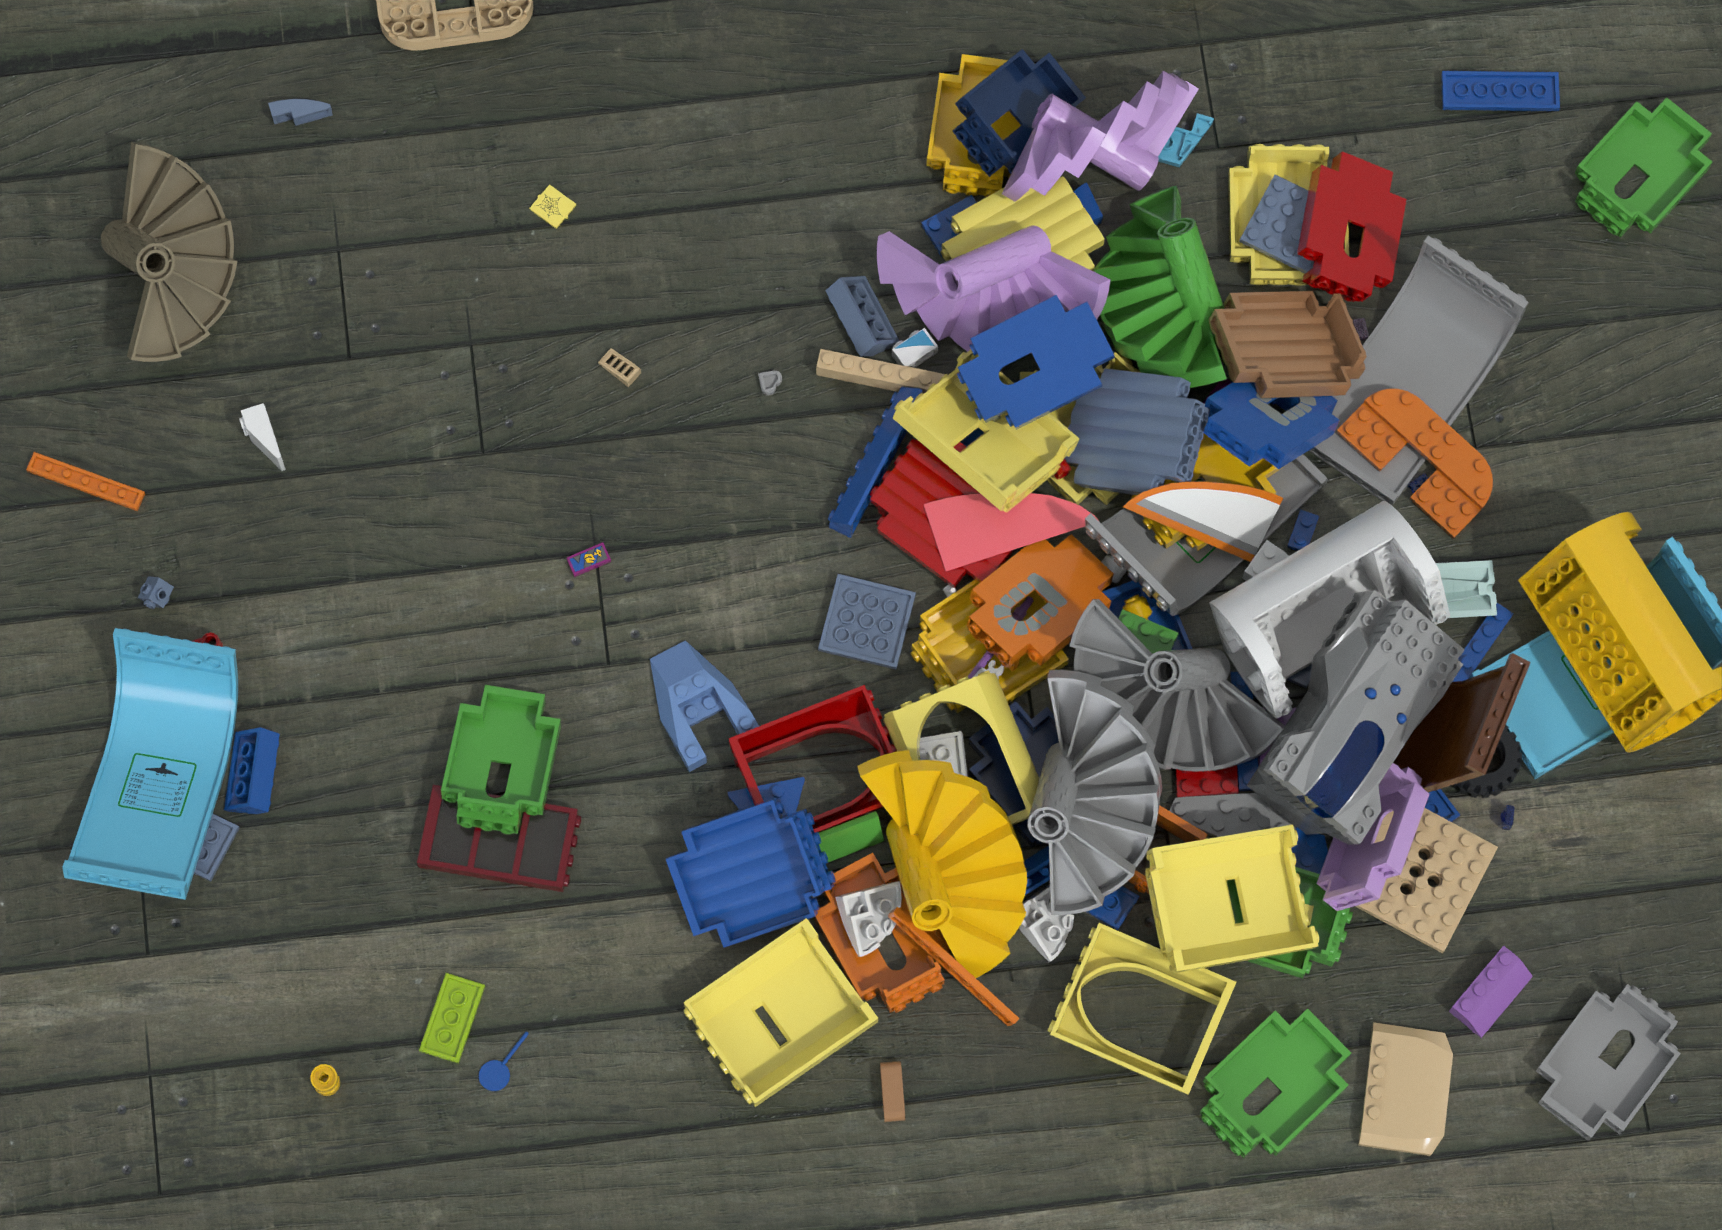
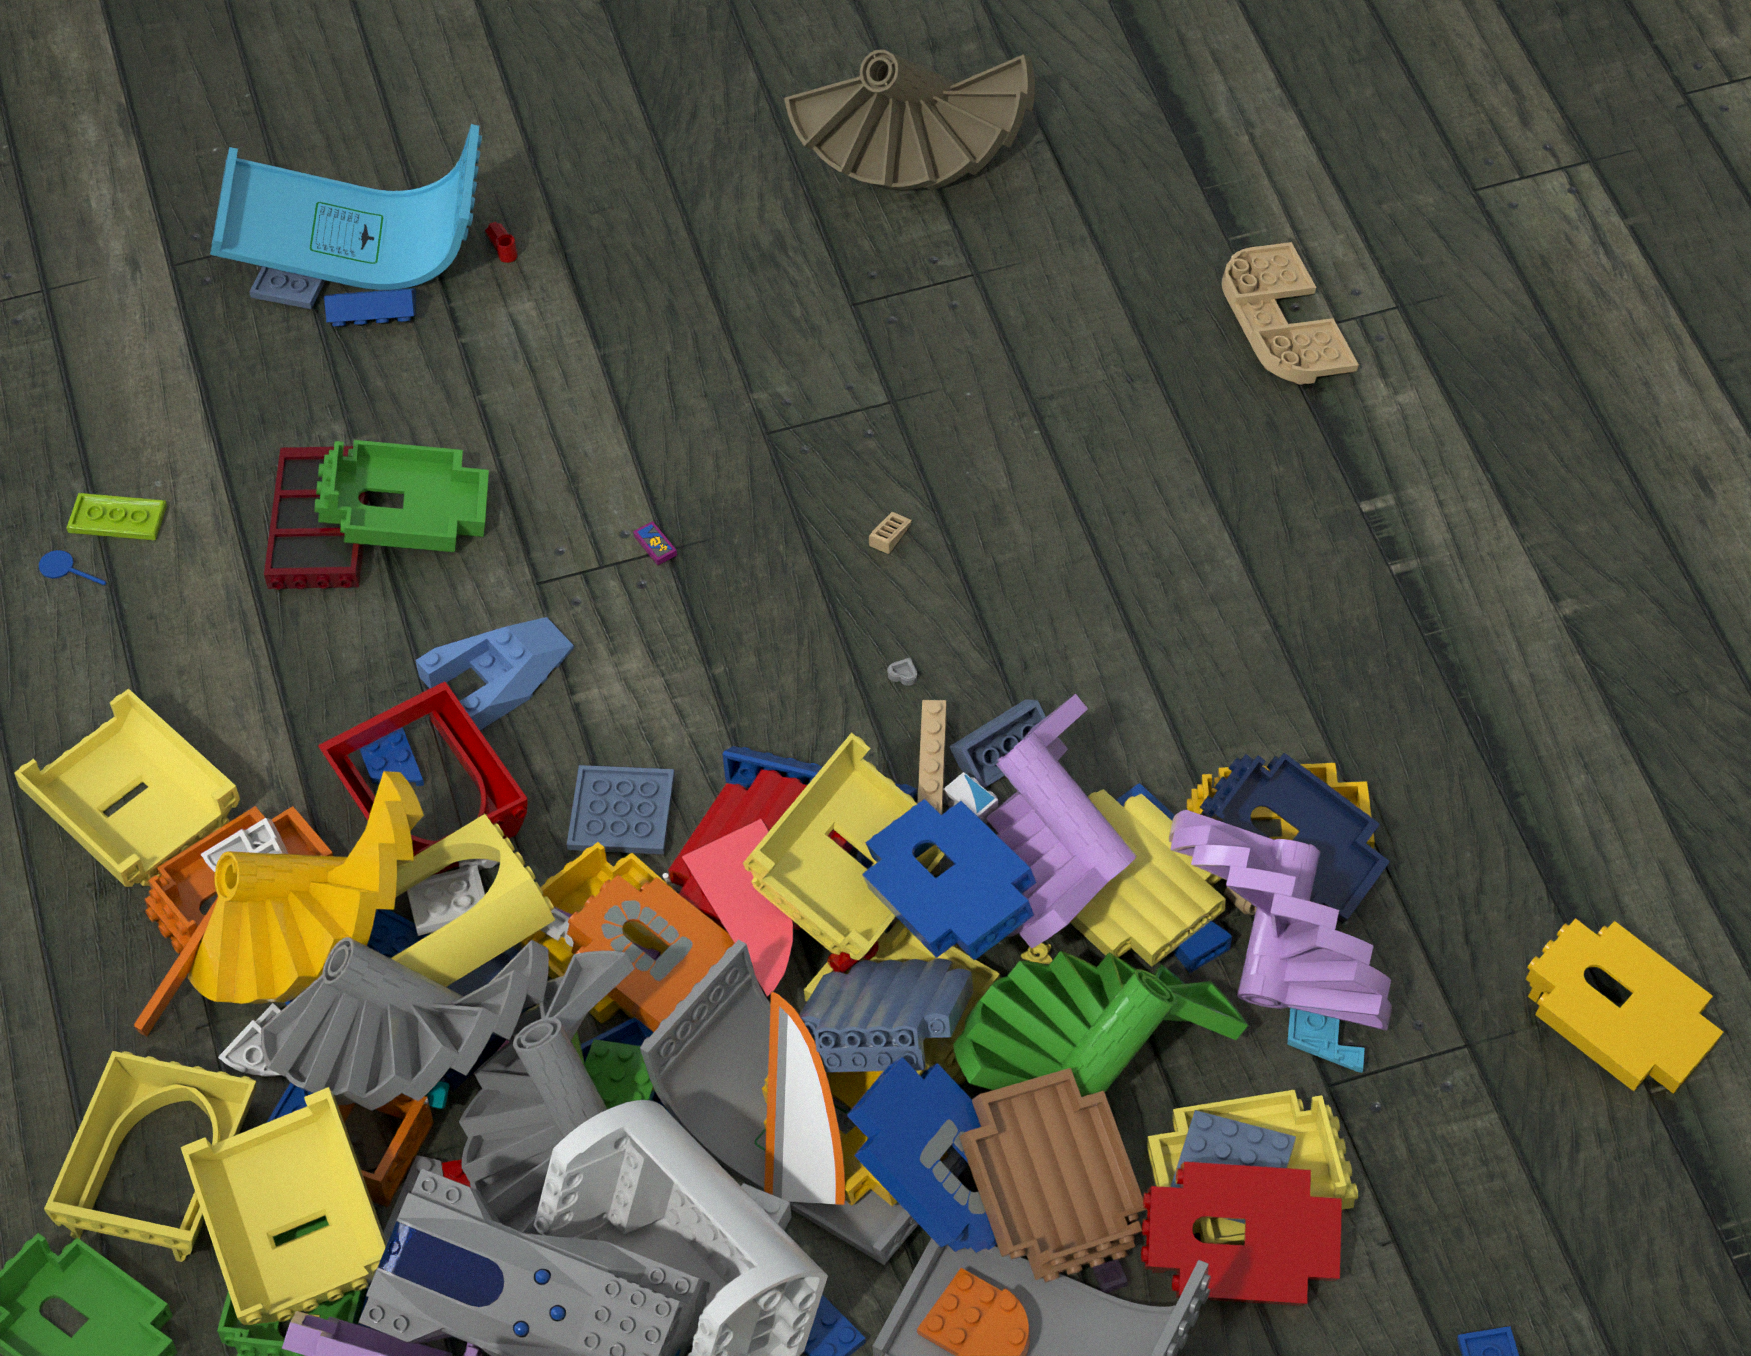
camera: 85 degrees right, 20 degrees down
(85, 481) = (670, 126): orange tile -> none
(155, 592) = (553, 193): sand blue brick -> none
(258, 427) = (741, 242): white slope -> none
(299, 110) = (1122, 207): sand blue slope -> none
(325, 1080) = (38, 418): yellow wheel -> none
(552, 206) = (1071, 442): light yellow piece -> none
(750, 872) = (288, 729): blue panel -> none
(851, 836) = (339, 812): bright green tile -> none
(892, 1091) = (50, 923): medium nougat beam -> none
(1303, 530) = (826, 1255): blue plate -> none

